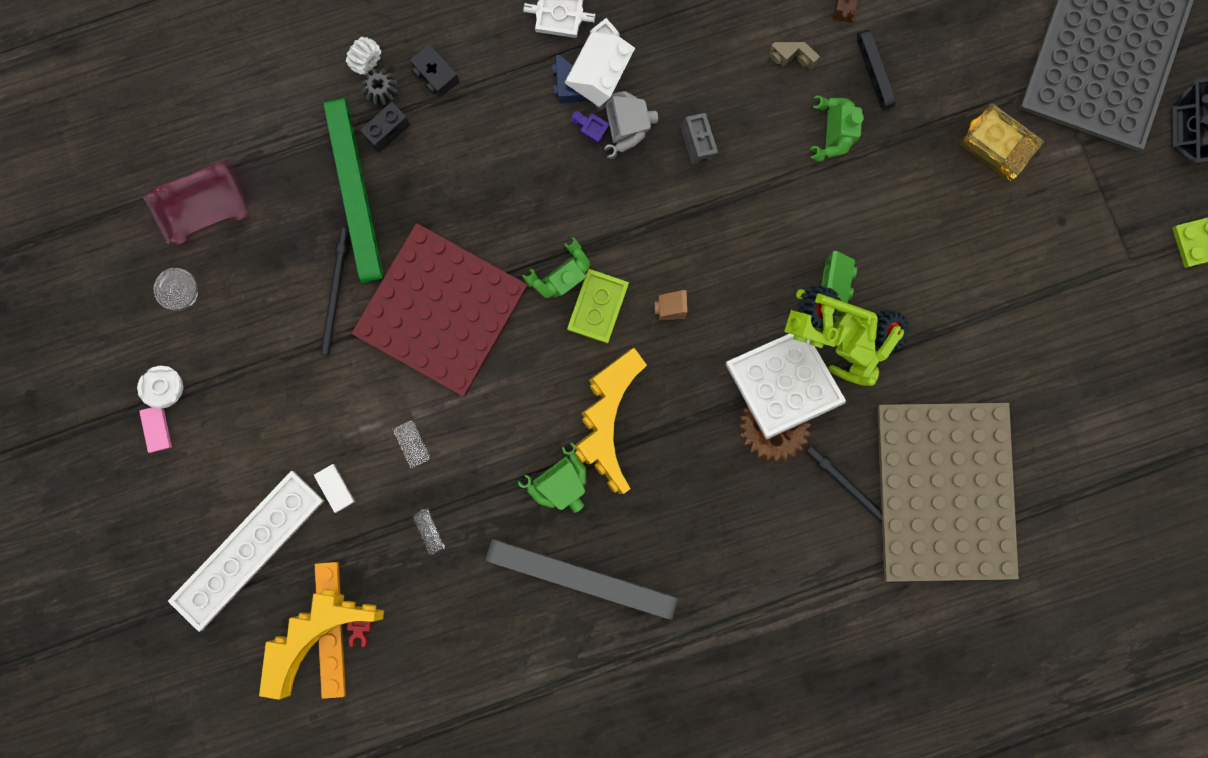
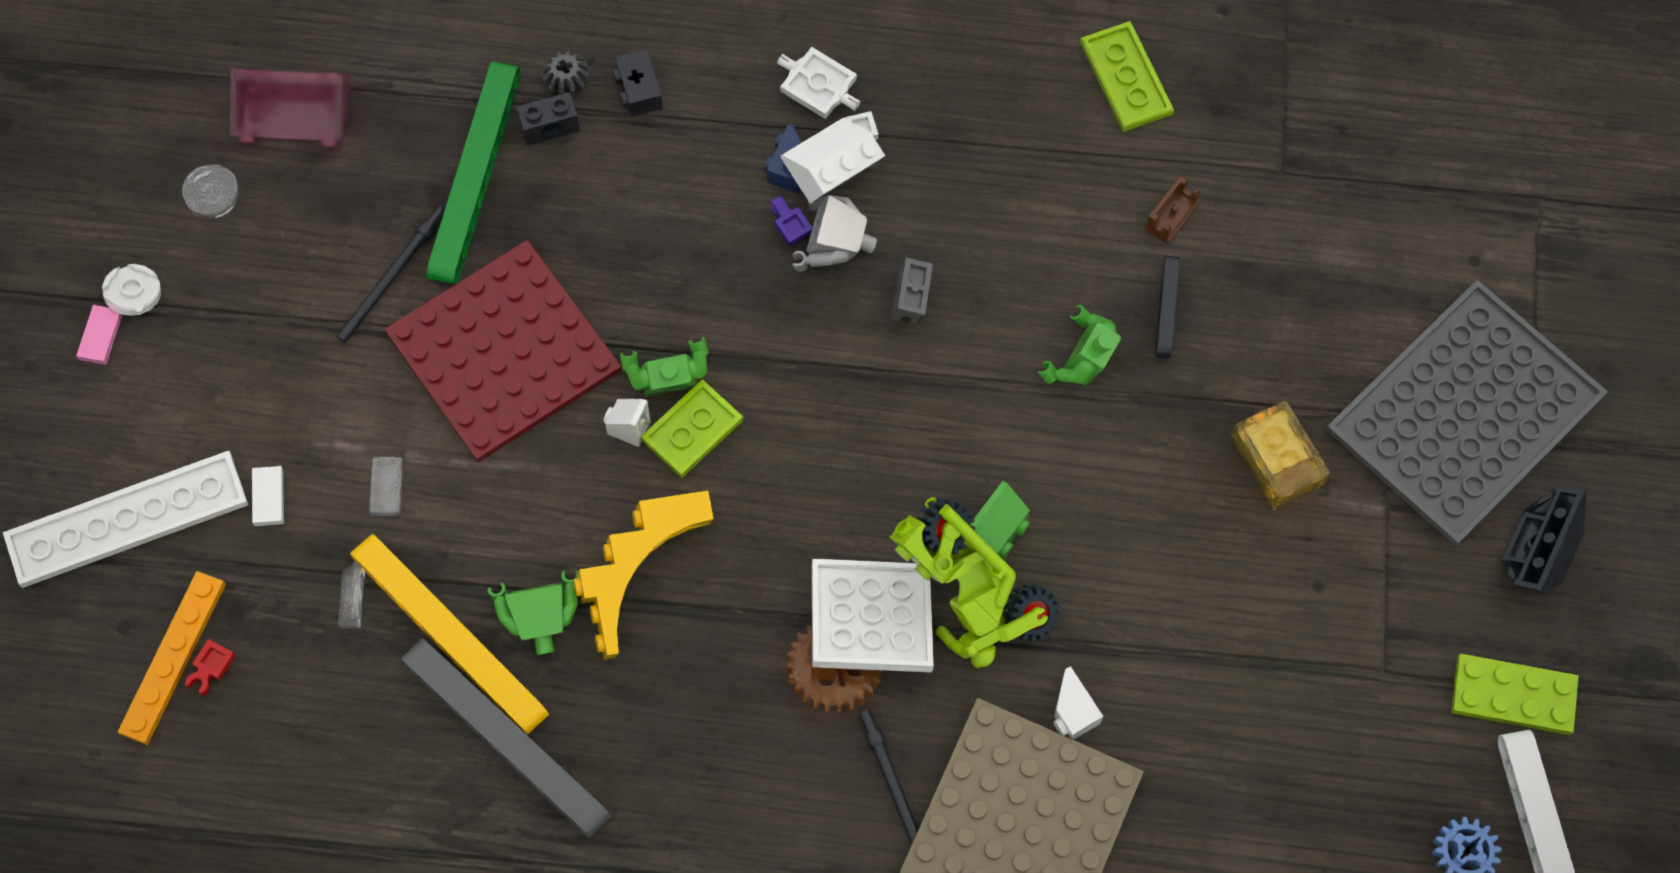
camera: 20 degrees right, 15 degrees down
(286, 653) = (104, 657): yellow arch -> none
(363, 55) = (565, 30): white gear -> none
(508, 526) = (449, 634): none -> yellow beam
(552, 322) = (628, 420): none -> white slope
(671, 305) = (780, 465): medium nougat slope -> none
(784, 52) = (1069, 241): dark tan slope -> none
(944, 381) = (1075, 708): none -> white slope

